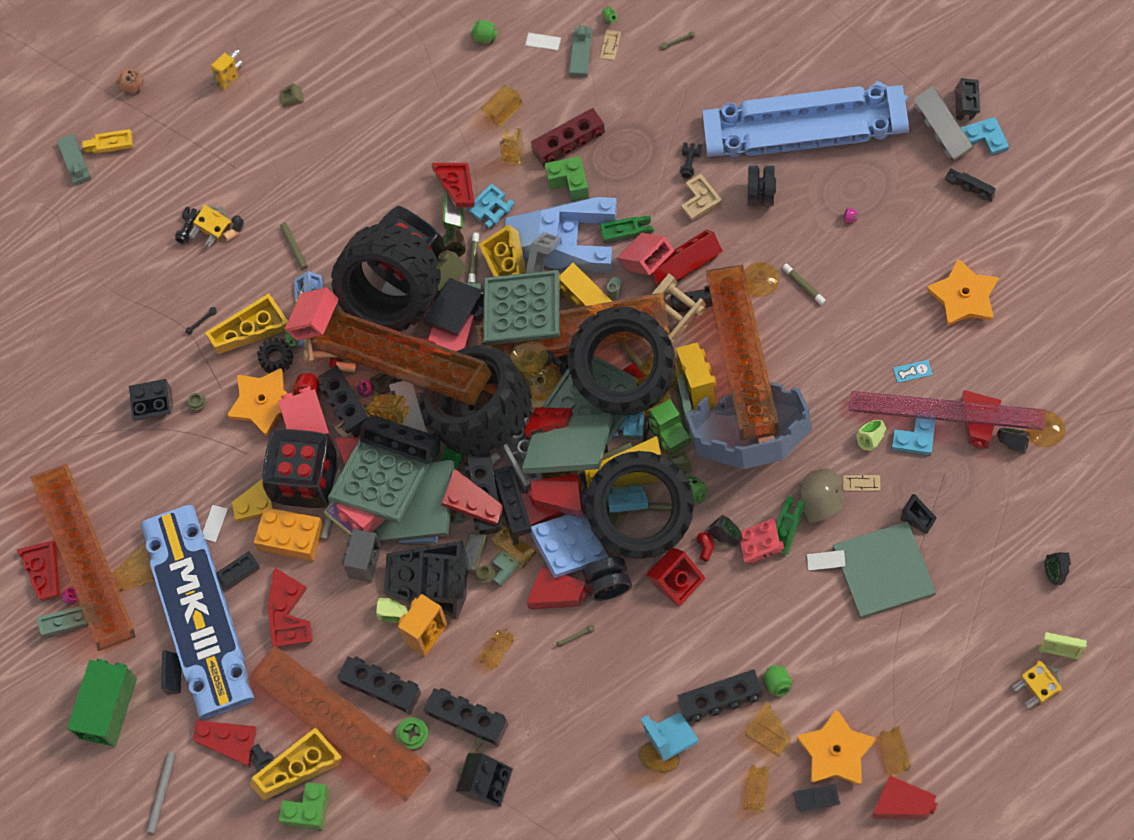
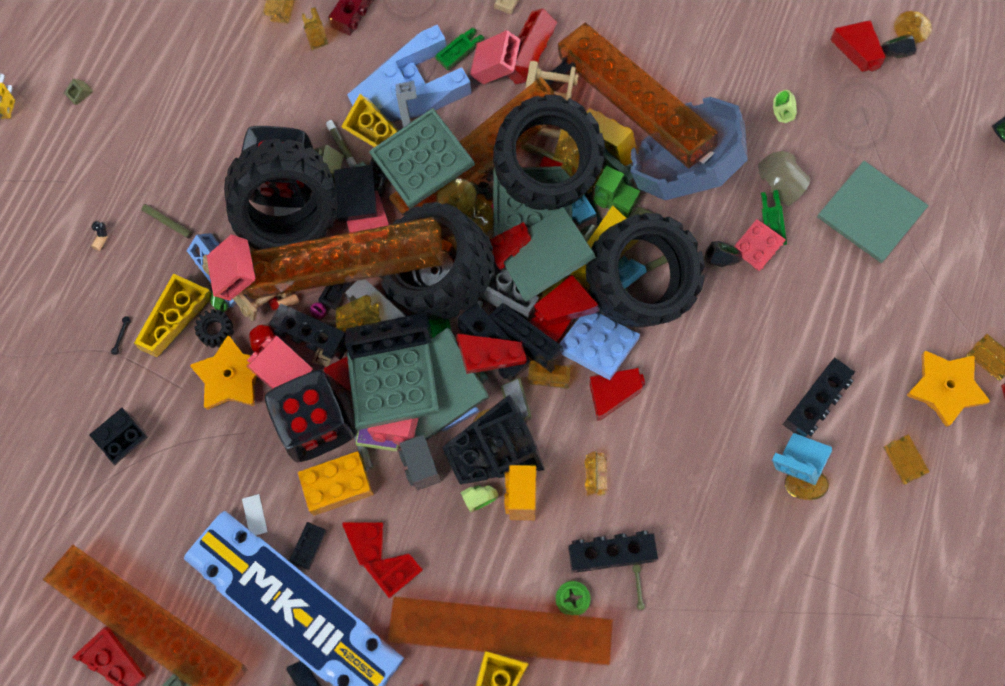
camera: 35 degrees left, 5 degrees up
(67, 594) = (152, 668): dark pink hinge -> none
(134, 569) = (205, 605): clear yellow wing -> none
(182, 236) = (52, 268): black hinge -> none
(196, 401) = (164, 412): olive plate -> none
(211, 222) = (73, 241): yellow piece -> none
(251, 503) = (280, 474): yellow wing -> none
(405, 701) = (481, 583): black brick -> none
(451, 216) = (295, 112): flat silver slope -> none
(454, 241) = (317, 136): dark brown rock -> none
(456, 182) = (284, 86): red wing -> none
(484, 779) = (667, 600): black slope -> none
(485, 574) = (541, 413): olive plate -> none
(487, 202) = (321, 90): medium azure plate -> none
(506, 565) = (553, 394): sand green piece -> none
(568, 173) = (381, 27): bright green brick -> none
(580, 289) = (460, 117): yellow wedge -> none
(590, 628) = (665, 406): olive hinge -> none
(607, 578) = (654, 353): black wheel -> none
(614, 288) = (485, 104): sand green piece -> none
(676, 576) = (709, 317): red slope -> none
(708, 545) = (716, 275): red arm -> none
(765, 285) = (610, 27): clear yellow dish -> none
(768, 731) = (879, 403): clear yellow wing -> none
(777, 680) = (856, 355): bright green head -> none
(807, 287) = (640, 15): olive bar -> none
(816, 797) = (961, 436): black hinge -> none
(826, 560) = (821, 230): white sticker -> none
(861, 483) = (804, 149): tan sticker -> none
(912, 371) = (777, 38): medium azure sticker -> none
(918, 441) = (823, 89): medium azure plate -> none
(918, 514) = (867, 150): black slope -> none
(948, 410) = (836, 50): clear pink plate -> none

